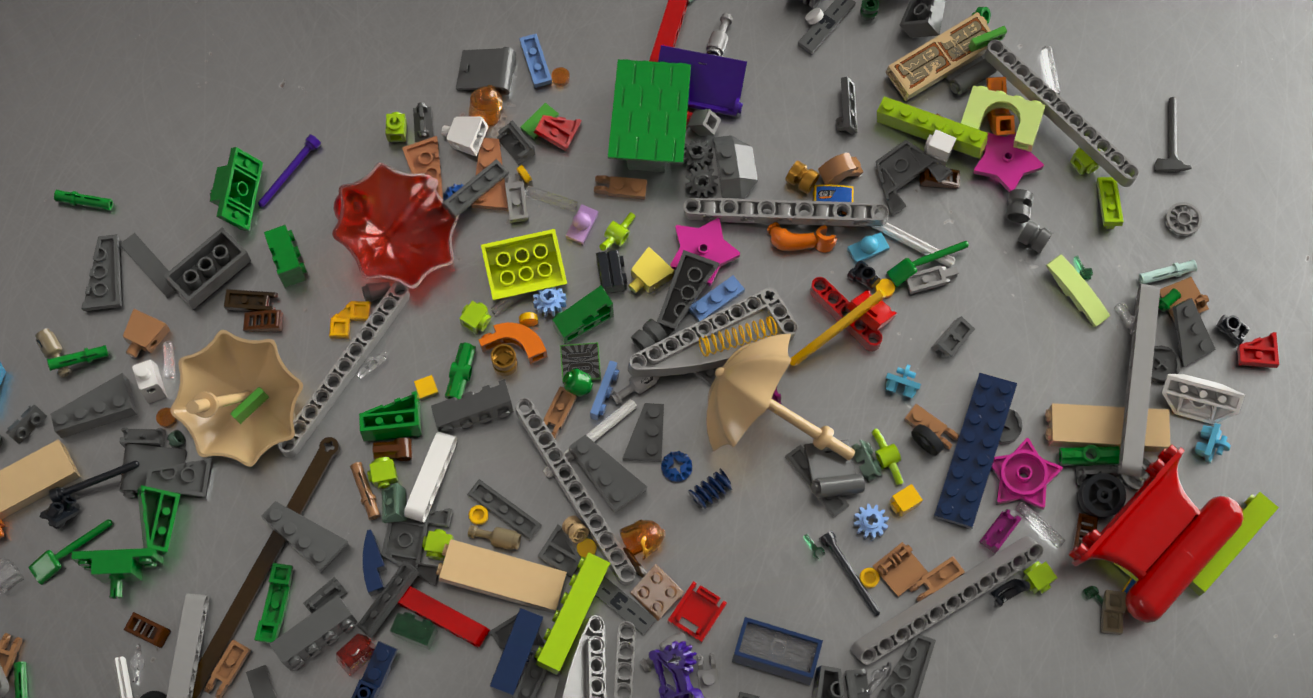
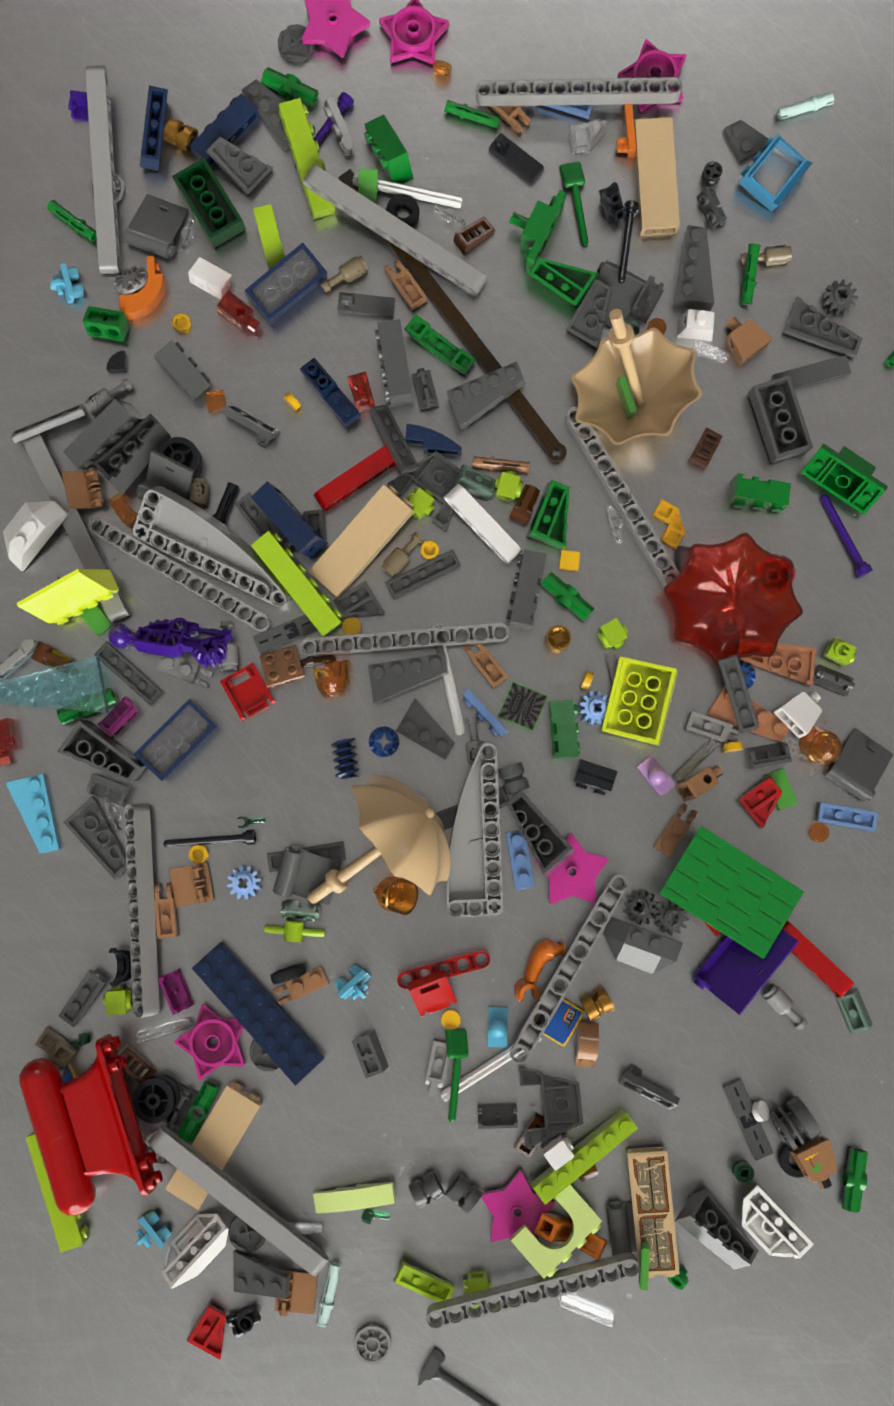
camera: 120 degrees right, 15 degrees up
(49, 629) = (516, 158): none -> black hinge
(65, 272) = (844, 303): none -> dark grey gear
(248, 300) = (731, 443): dark brown hinge -> none
(413, 630) = (356, 447): clear green brick -> none
(518, 335) = (564, 670): orange arch -> none
(571, 184) = (698, 783): none -> medium nougat torso
(575, 529) = (371, 624): tan wheel -> none
(577, 382) = (502, 692): green head -> none
(617, 233) = (629, 802): lime piece -> none
(650, 272) = (575, 811): light yellow torso -> none
(704, 122) = (699, 941): light grey brick -> none
(707, 345) = (464, 852): yellow piece -> none
(806, 382) = (396, 895): none -> clear orange helmet
(837, 327) = (427, 947): yellow tile -> none
(864, 275) = (476, 1006): black plate -> none
(905, 500) = (246, 923): yellow brick -> none
(941, 211) = (497, 1116): none -> dark grey hinge
(1056, 611) = (82, 997): none -> dark grey hinge
(1169, 299) = (300, 1278): green pin -> none

